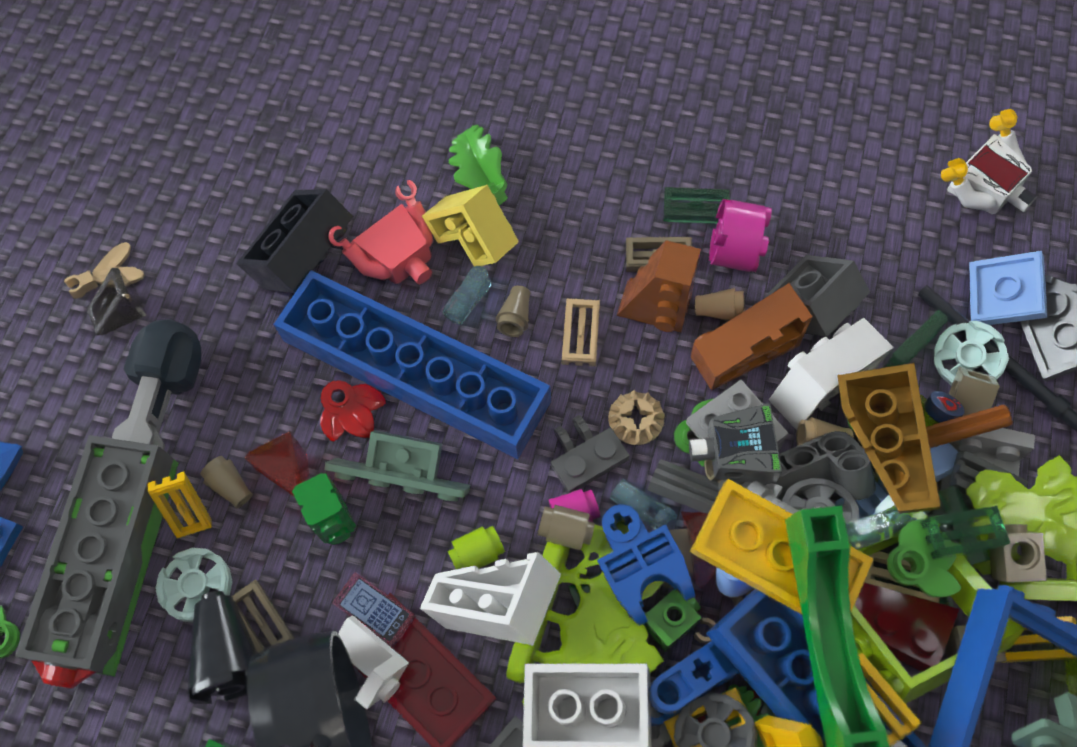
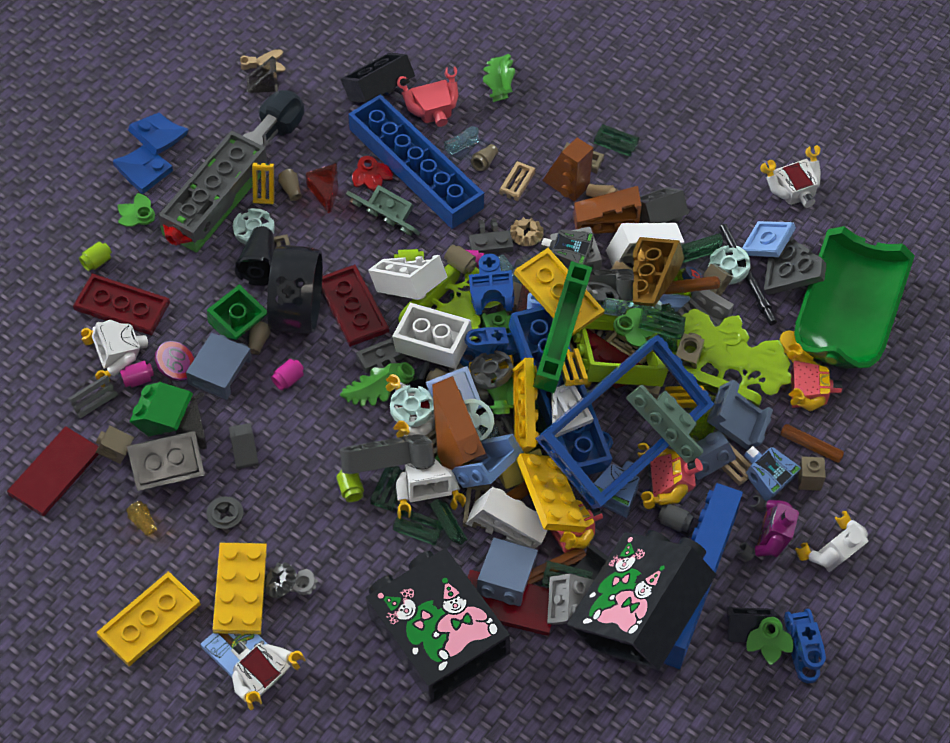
camera: 15 degrees right, 10 degrees down
(324, 509) = (338, 210): green brick -> none
(374, 609) = (343, 266): tile -> none
(375, 660) = (334, 285): white bracket -> none
(475, 222) = (482, 102): light yellow brick -> none
(739, 235) = (629, 159): dark pink brick -> none

